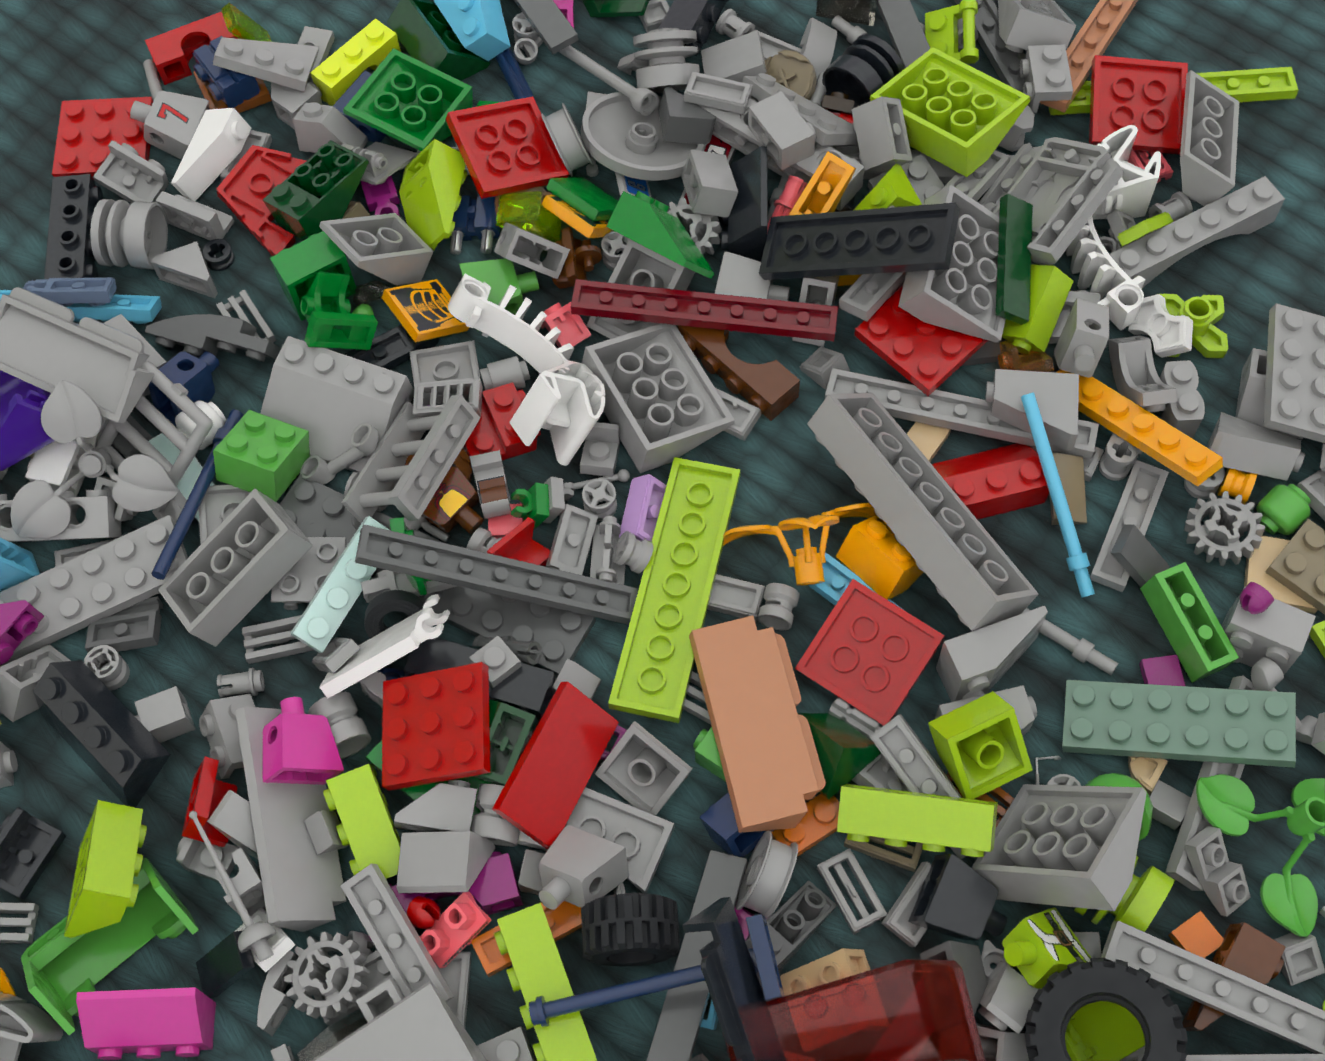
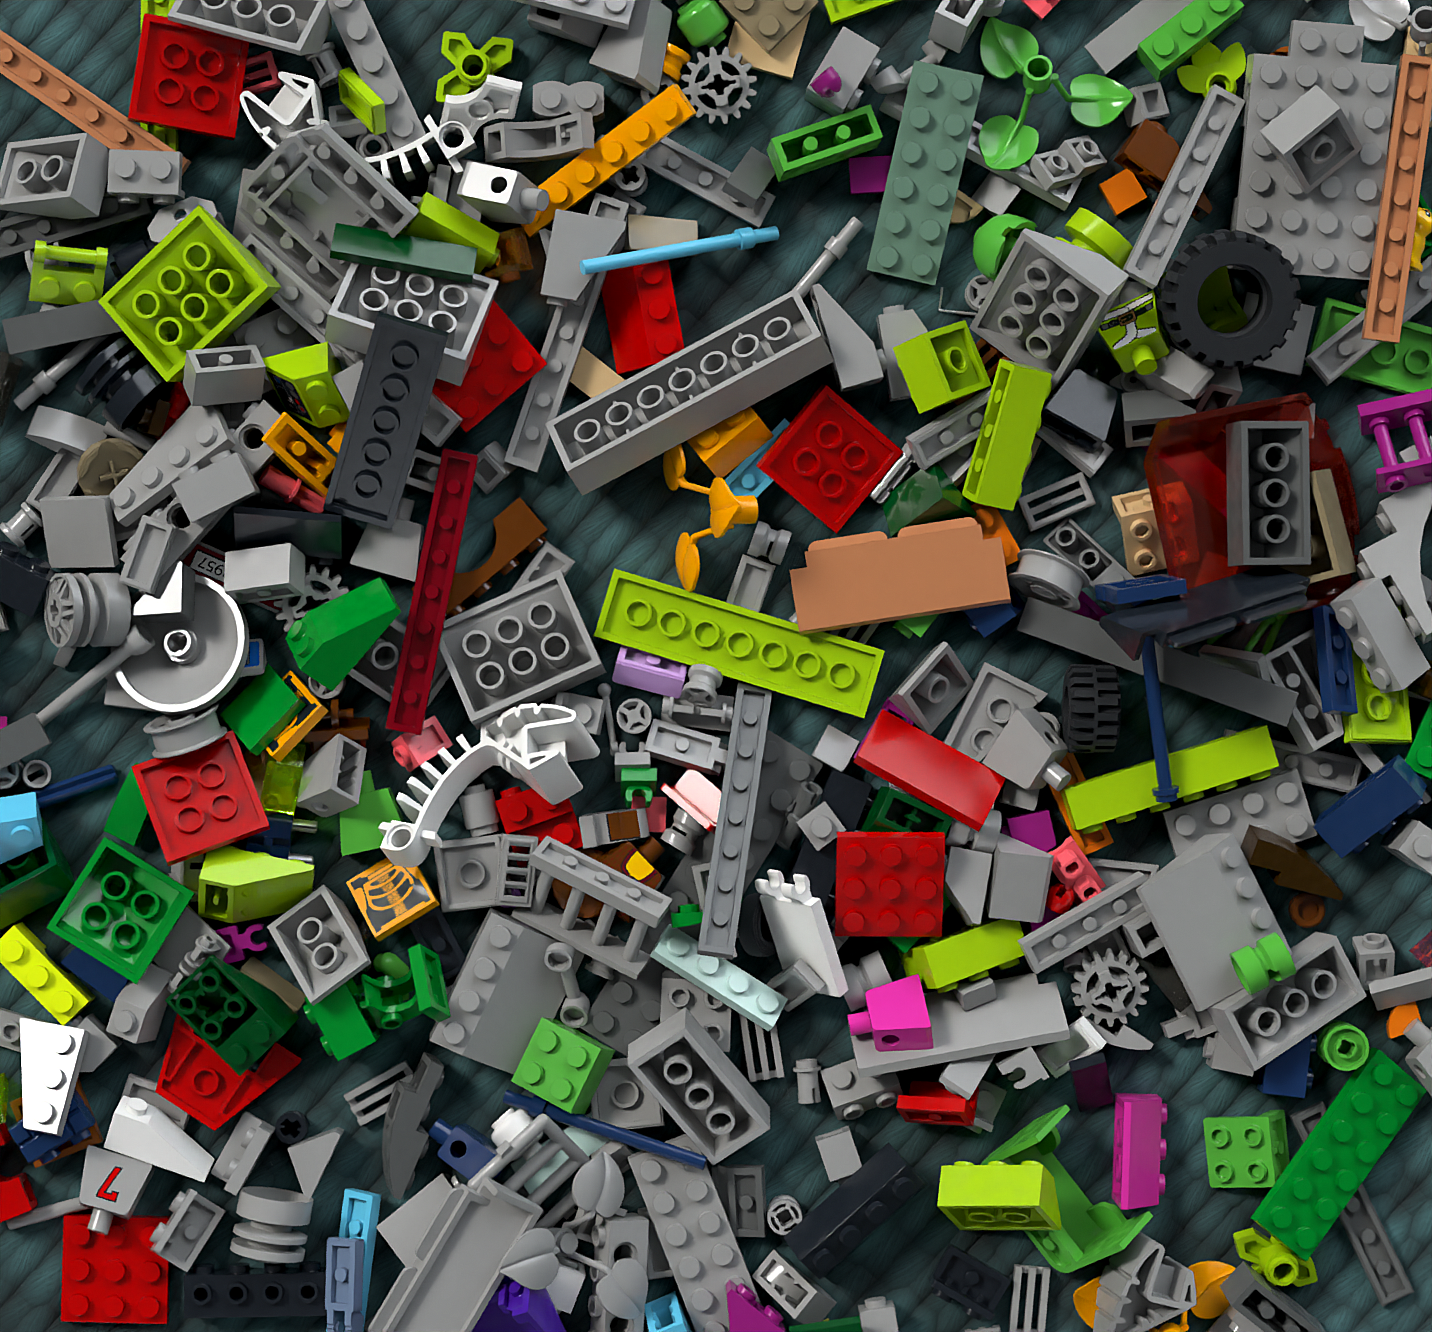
camera: 95 degrees left, 25 degrees up
(255, 934) = (1079, 1050): light grey sword -> none

